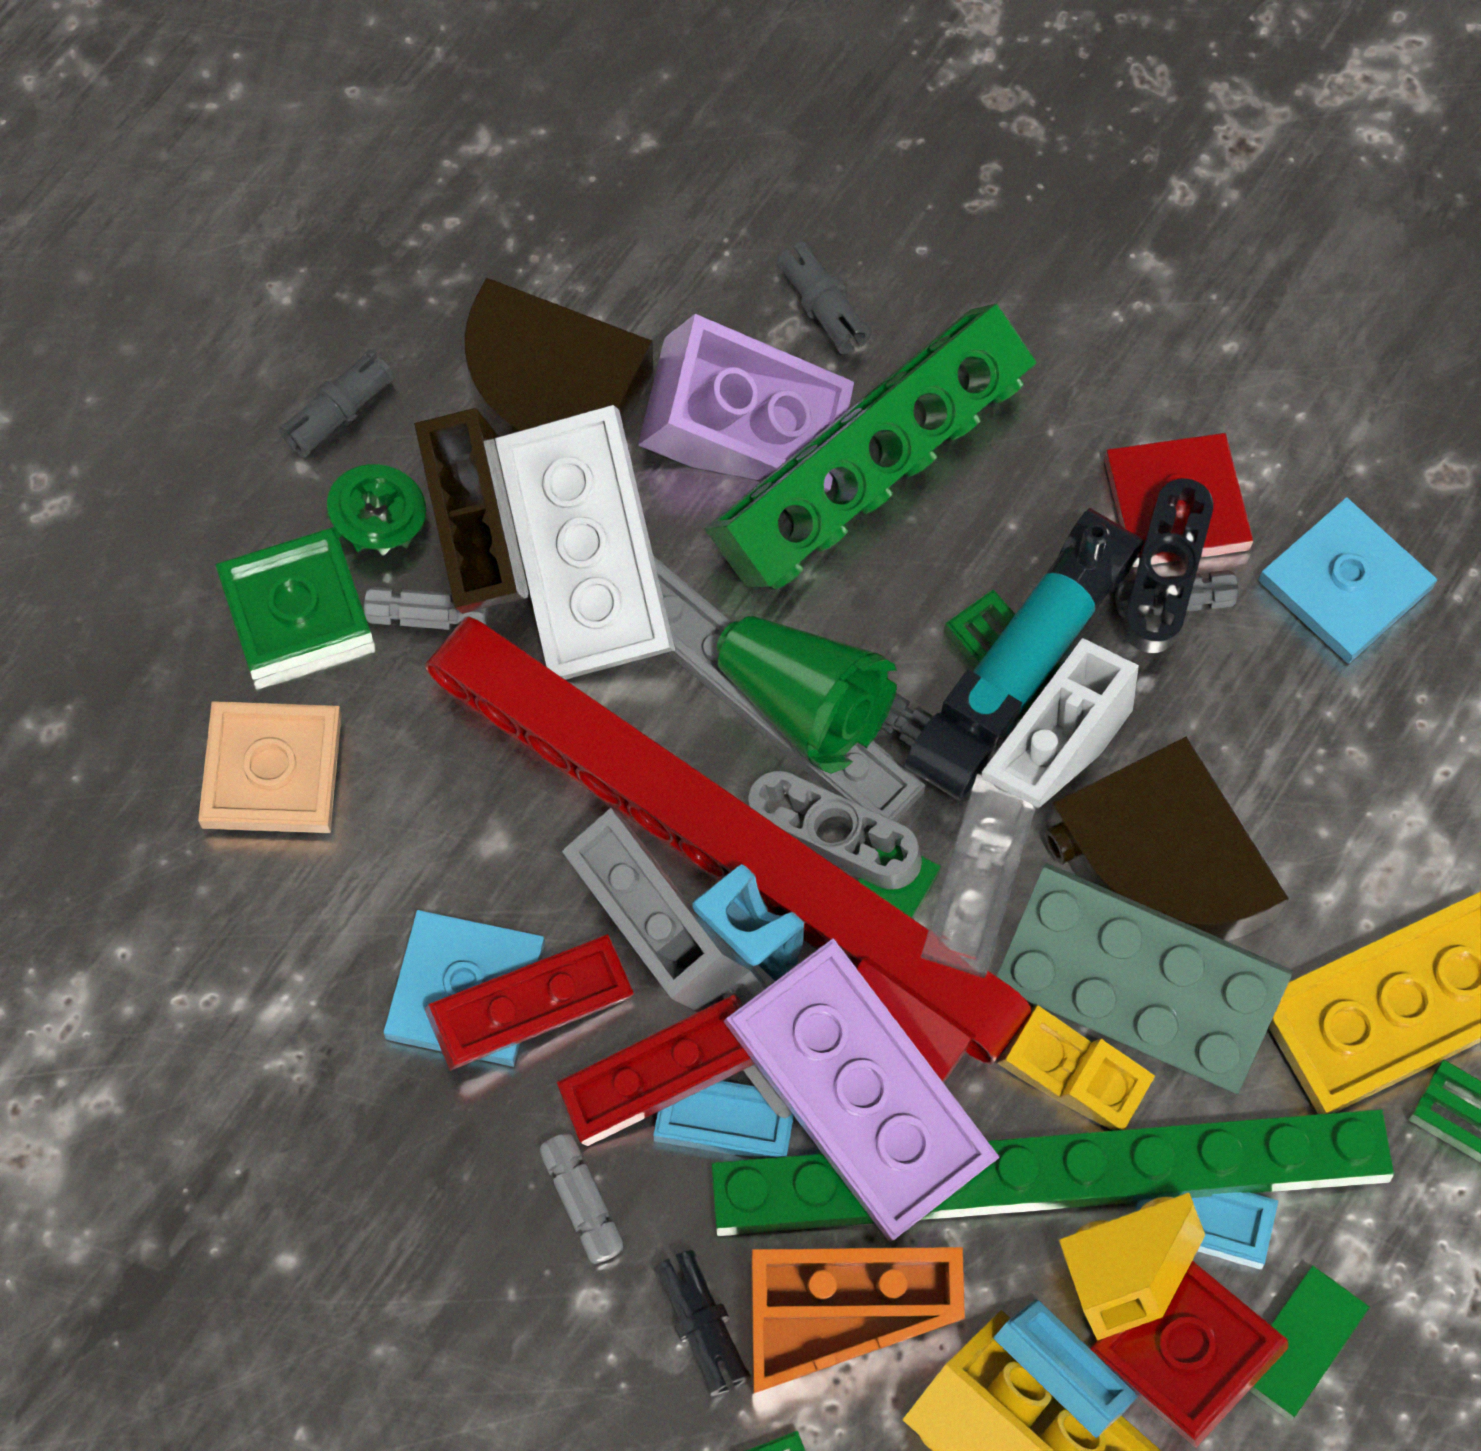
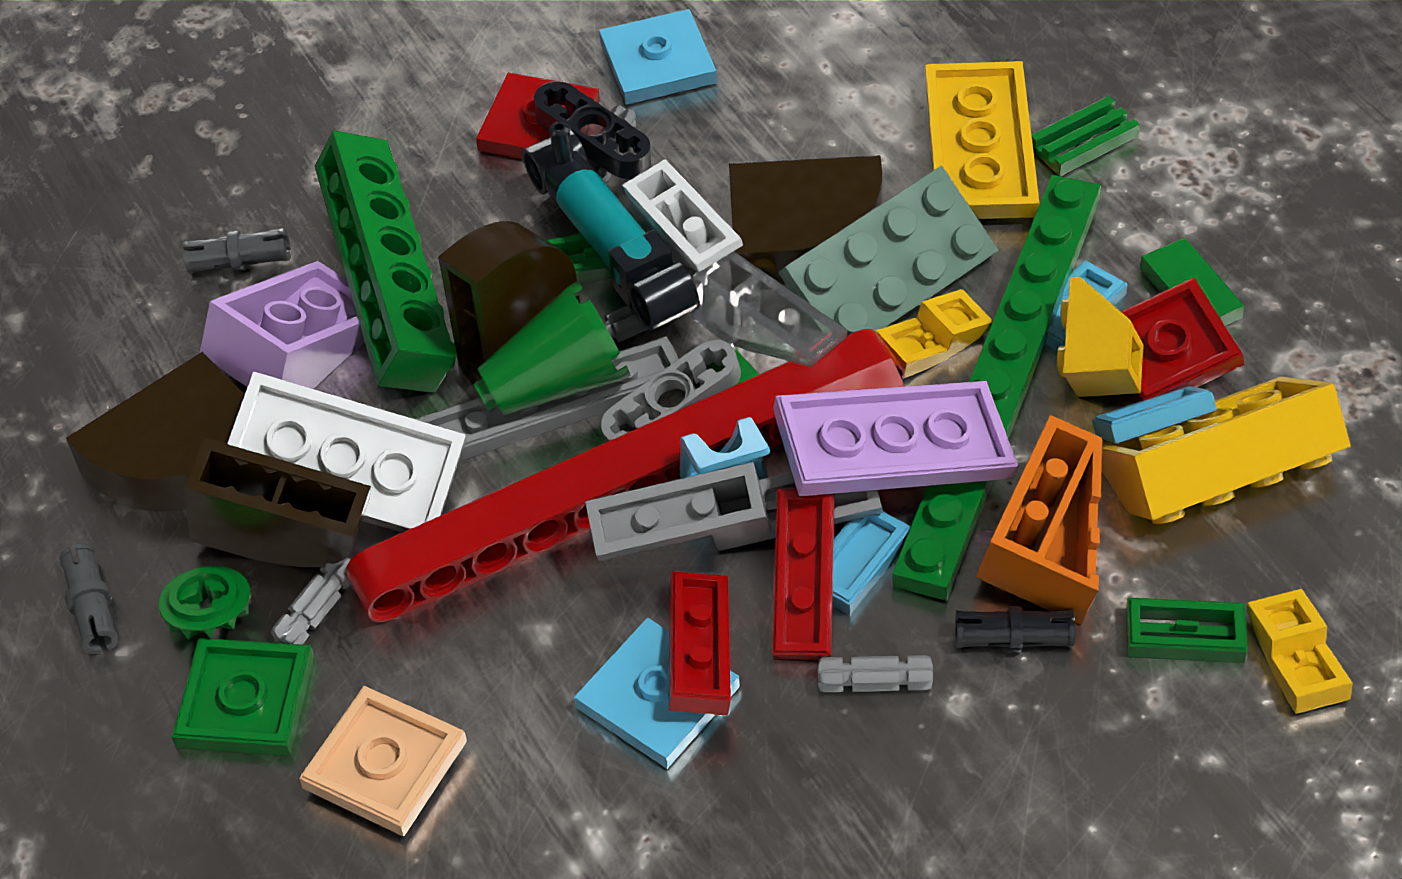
camera: 60 degrees left, 15 degrees down
(867, 592) = (498, 284): none -> dark brown brick

